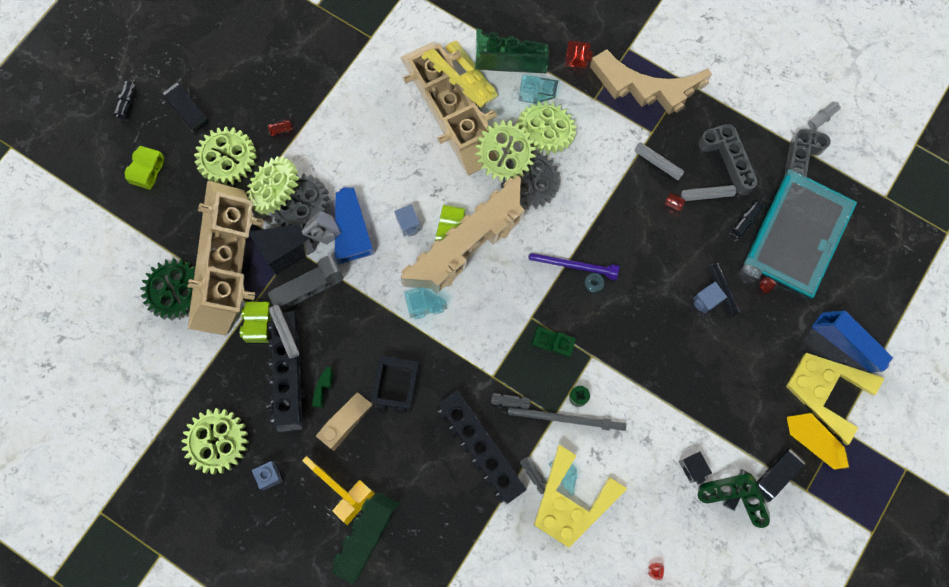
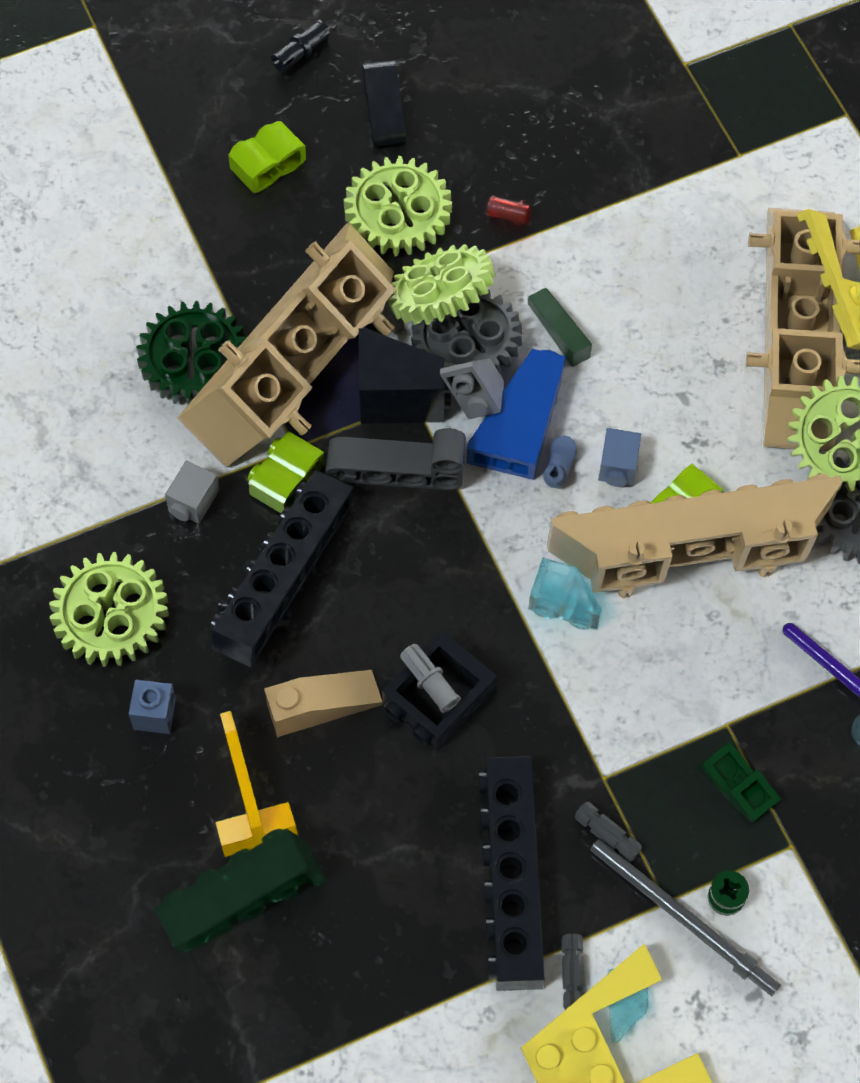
camera: 35 degrees right, 10 degrees down
(218, 359) = (192, 492): none -> light grey brick
(283, 331) = (317, 504): light grey axle -> none
(324, 382) = (327, 623): dark green slope -> none
(340, 172) = (560, 327): none -> dark green piece
(381, 238) = (561, 459): none -> sand blue piece
(389, 383) = (429, 678): none -> light grey axle

